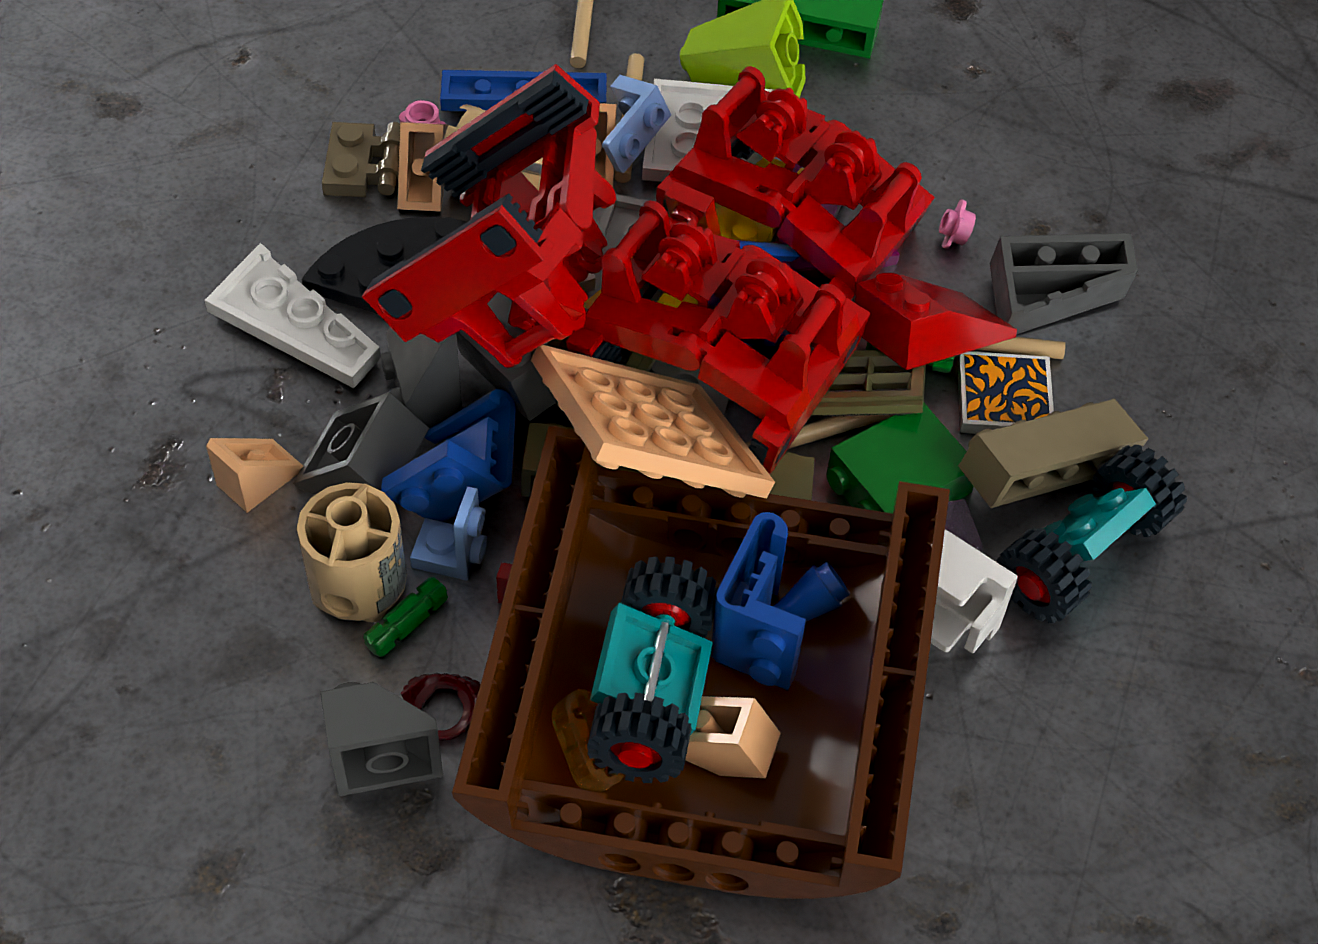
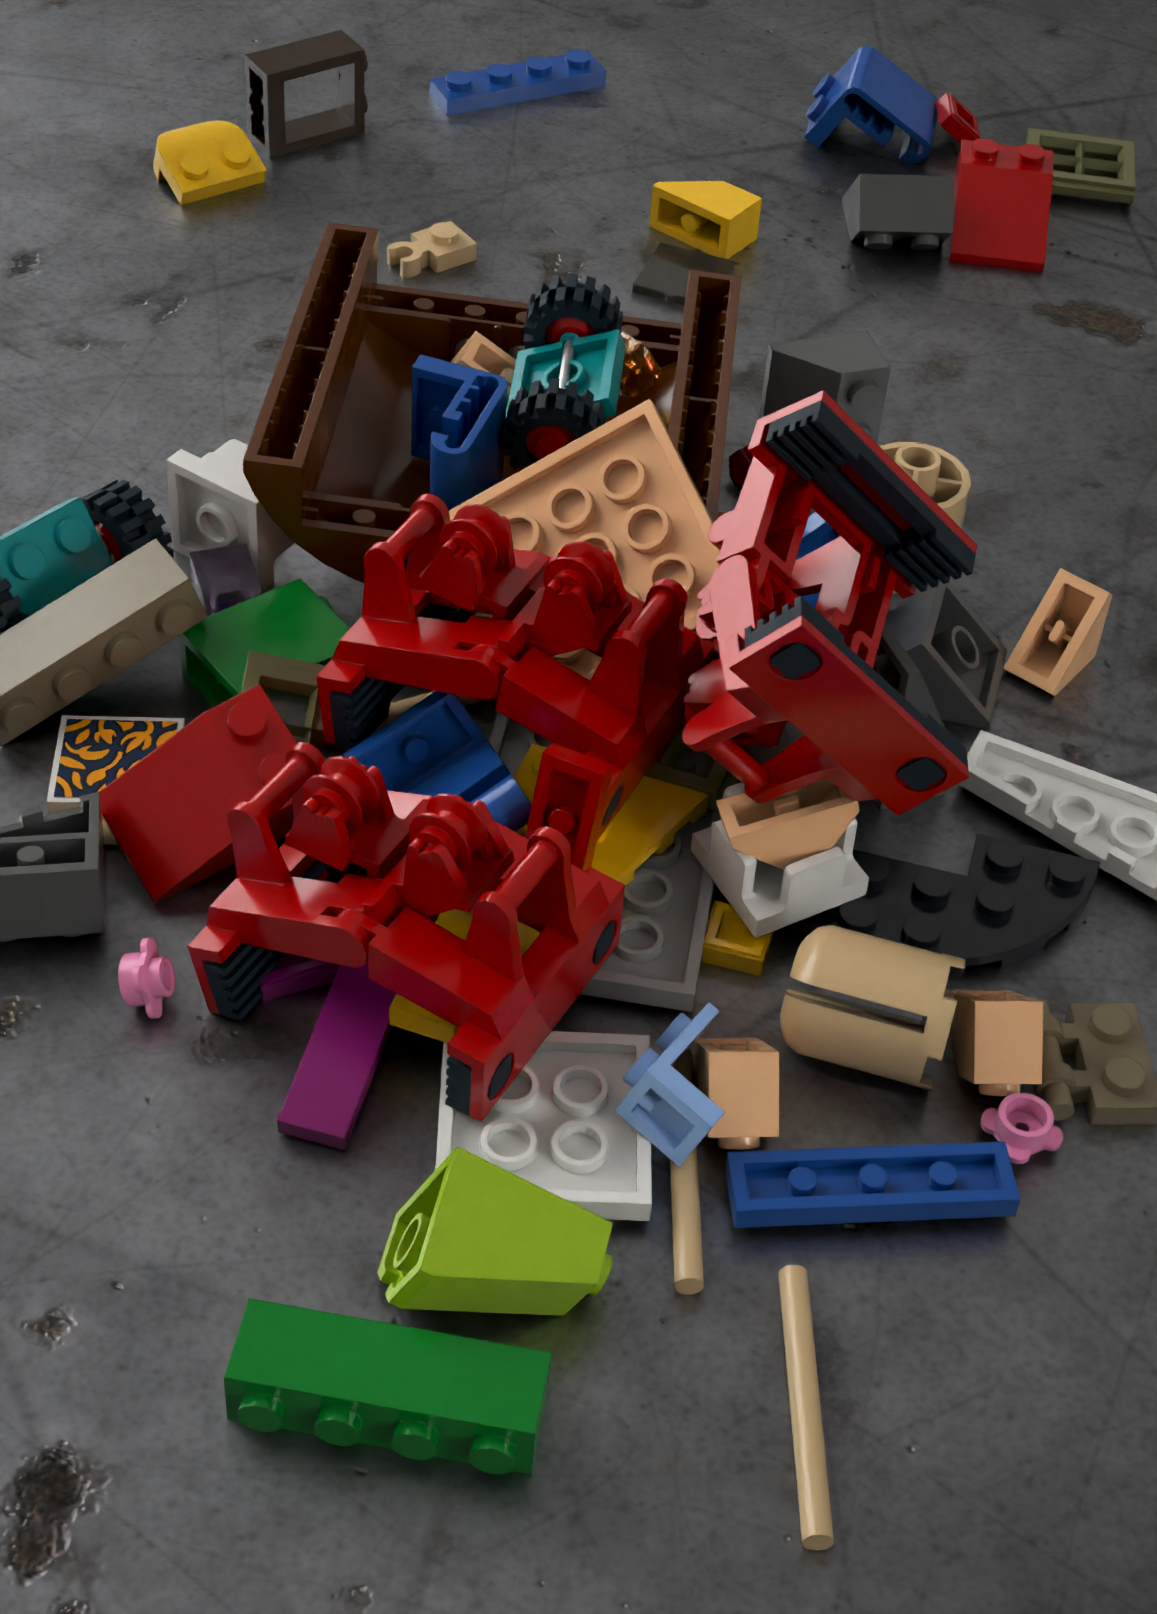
camera: 175 degrees right, 10 degrees down
(815, 593) = (390, 478): blue cone -> none

